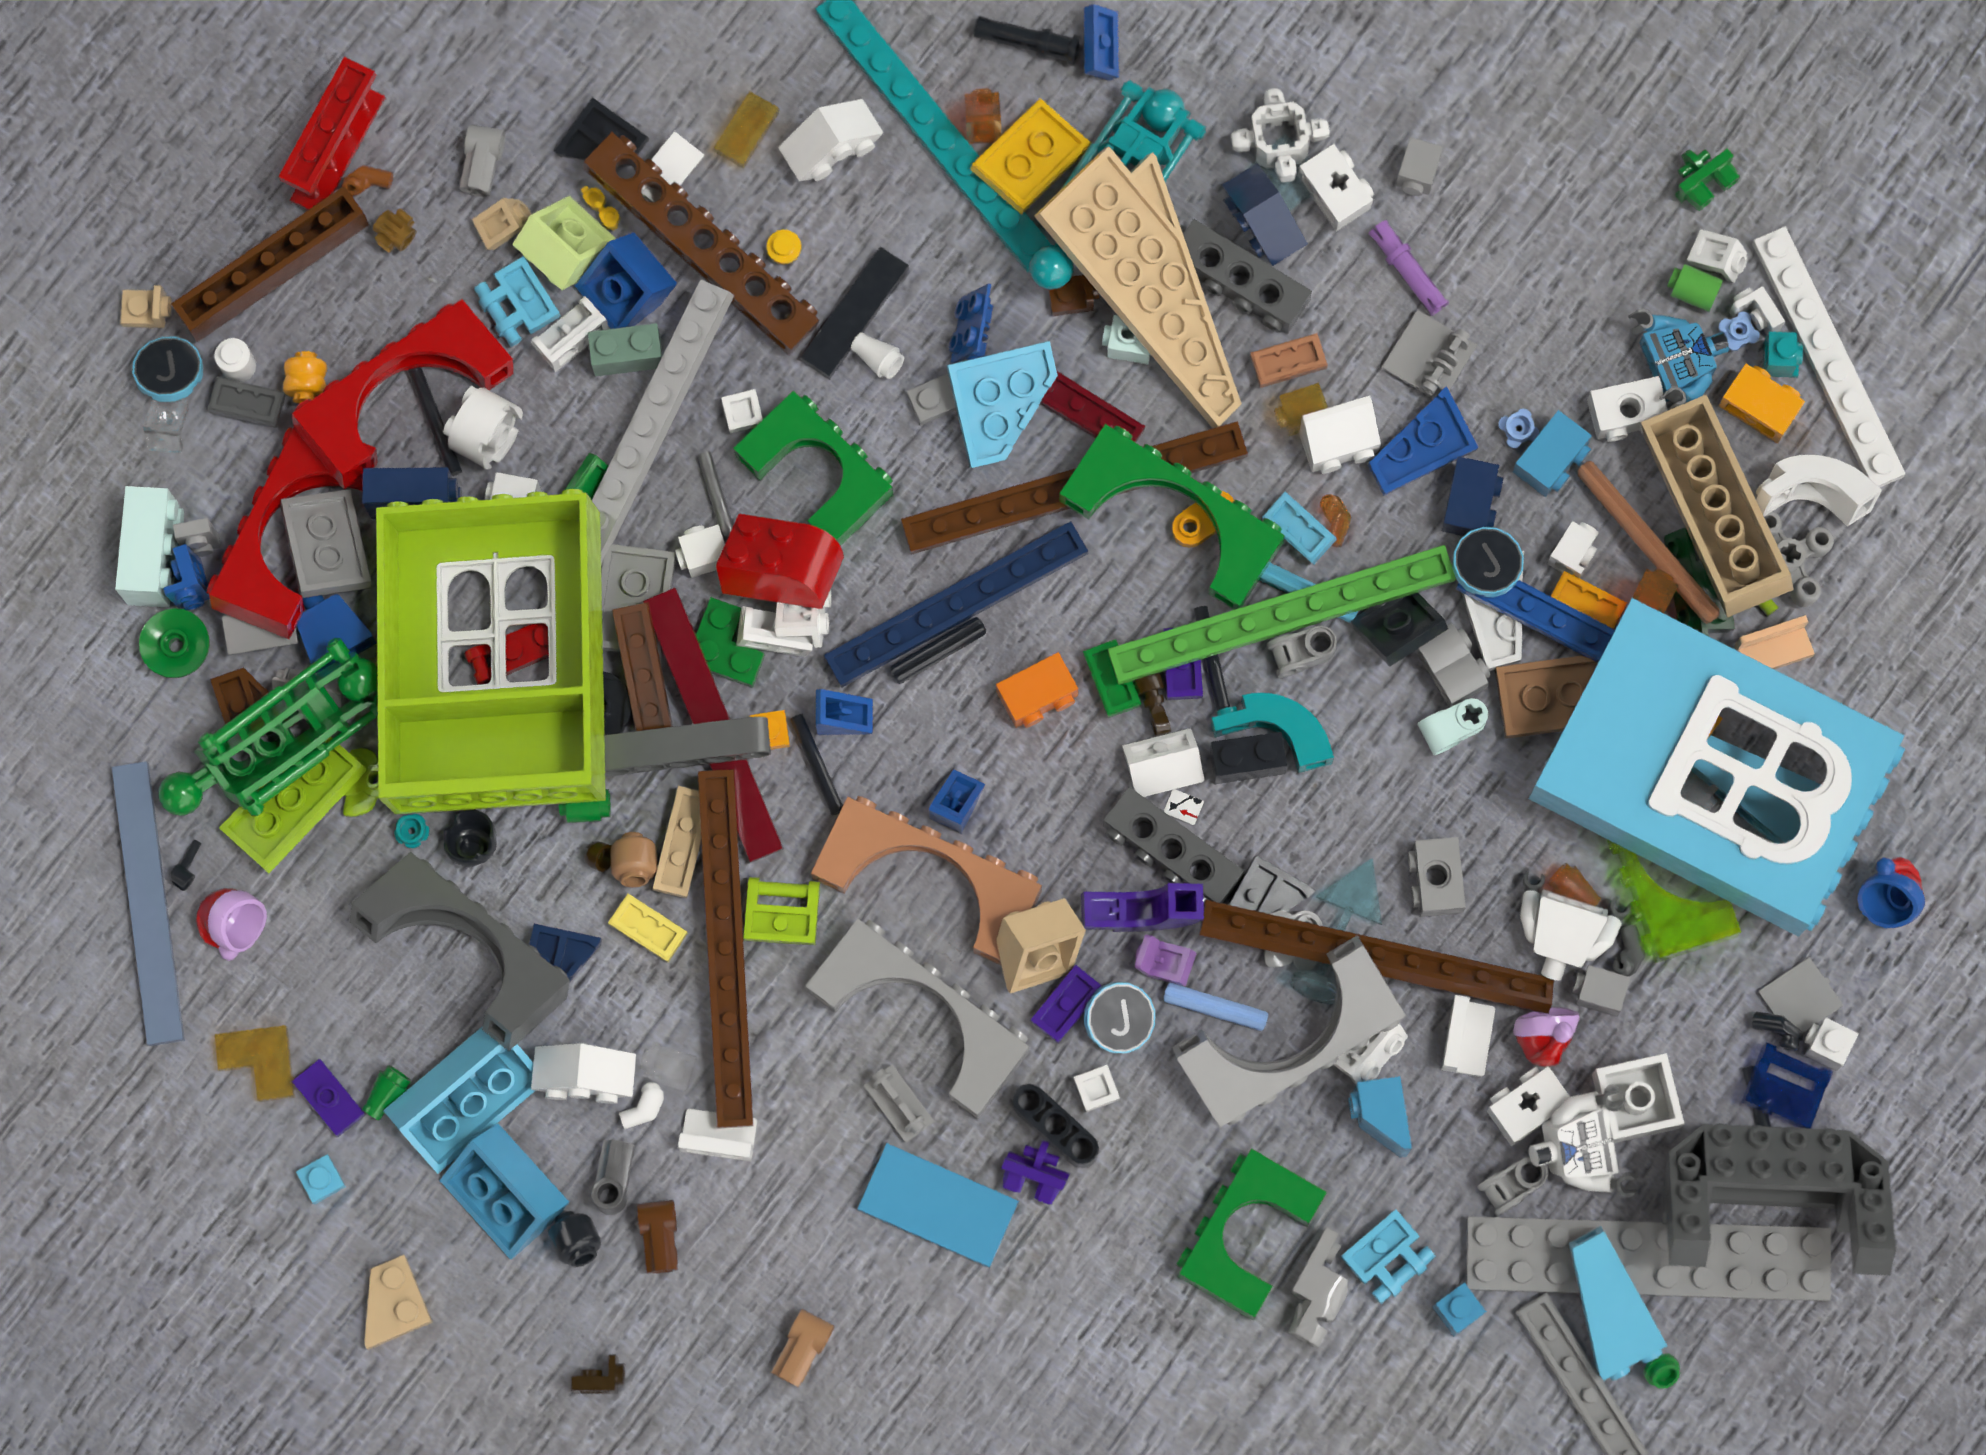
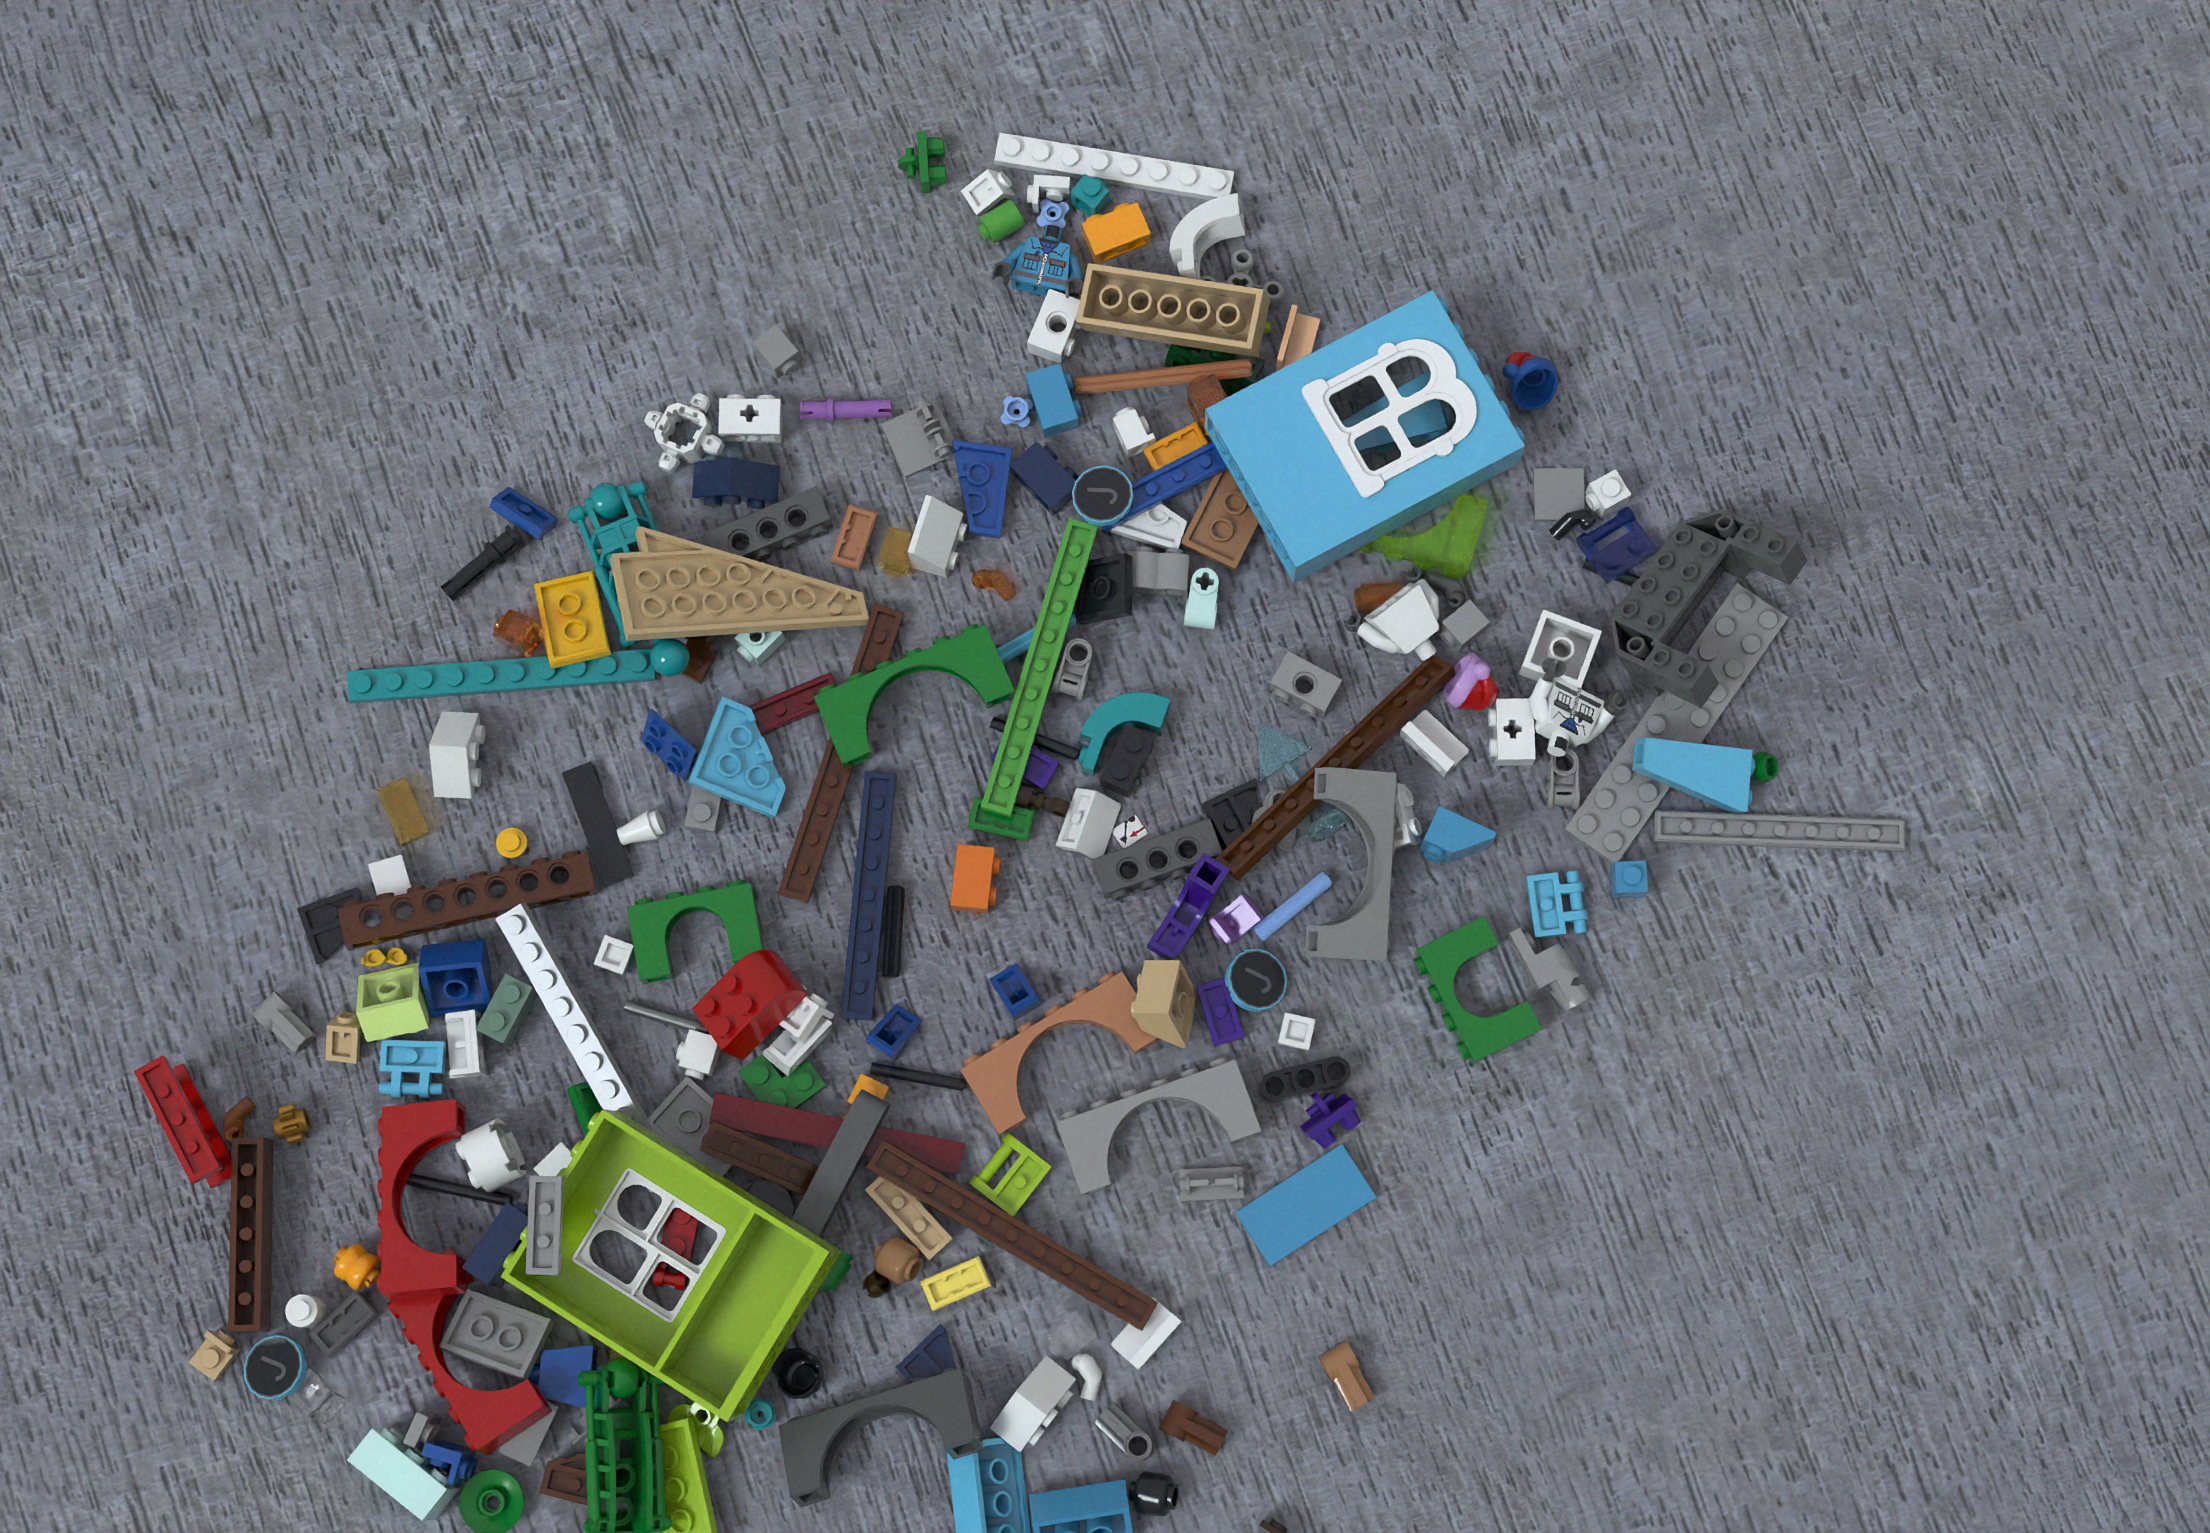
camera: 55 degrees left, 0 degrees up
(447, 514) = (545, 1225): none -> light grey plate
(1197, 516) = (926, 678): light orange plate -> none
(1300, 528) = (987, 610): medium azure plate -> none

